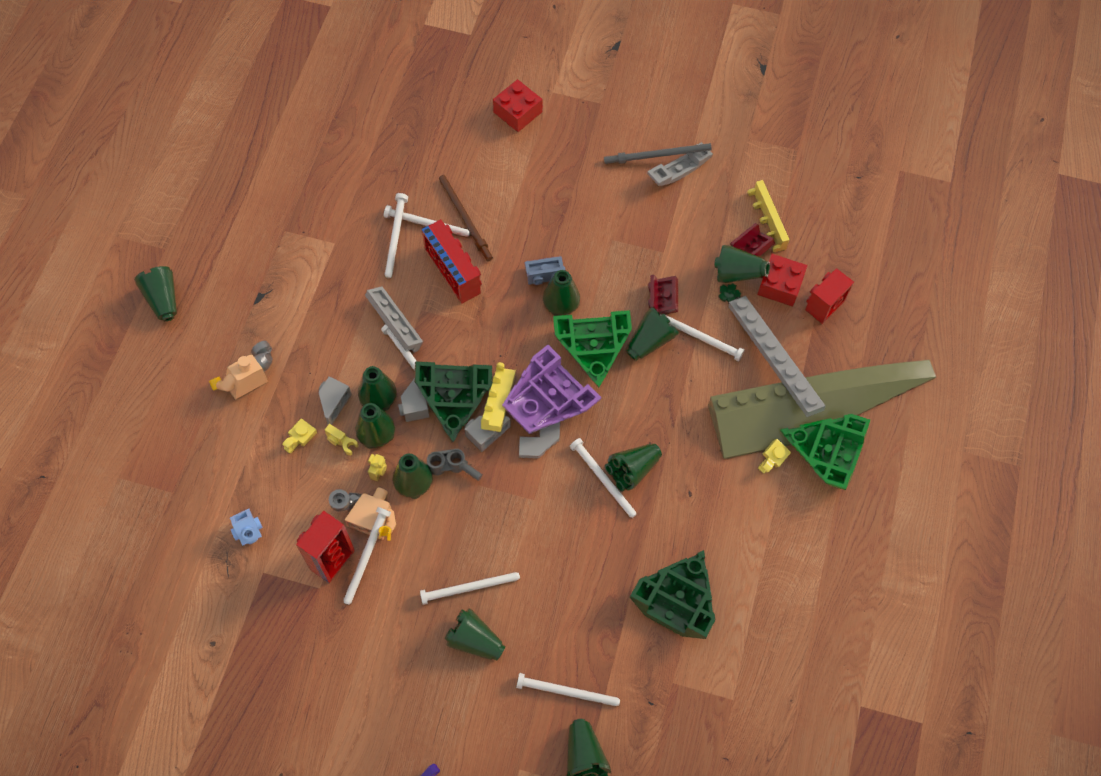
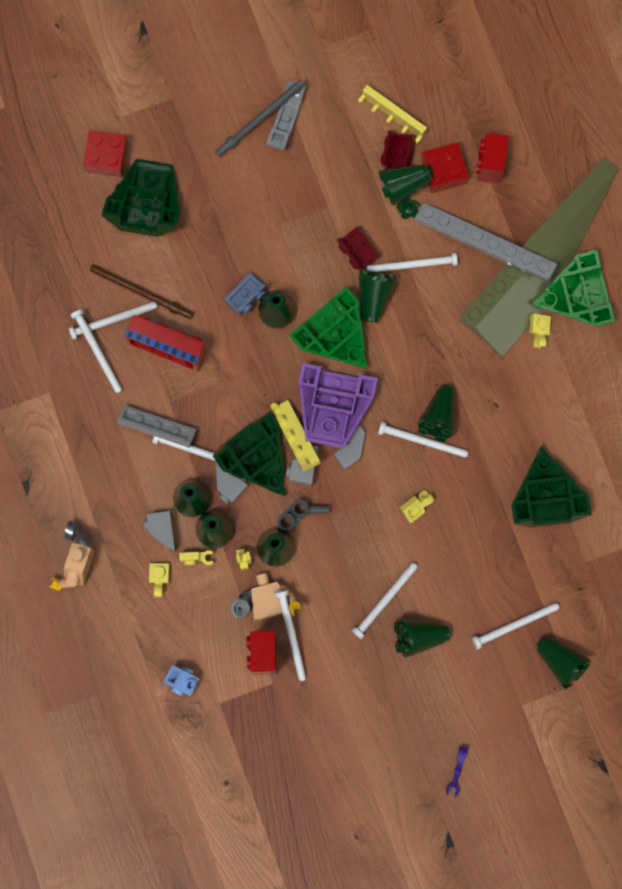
camera: 35 degrees left, 15 degrees up
(519, 155) = (144, 200): none -> dark green wedge
(553, 526) = (415, 507): none -> light yellow plate

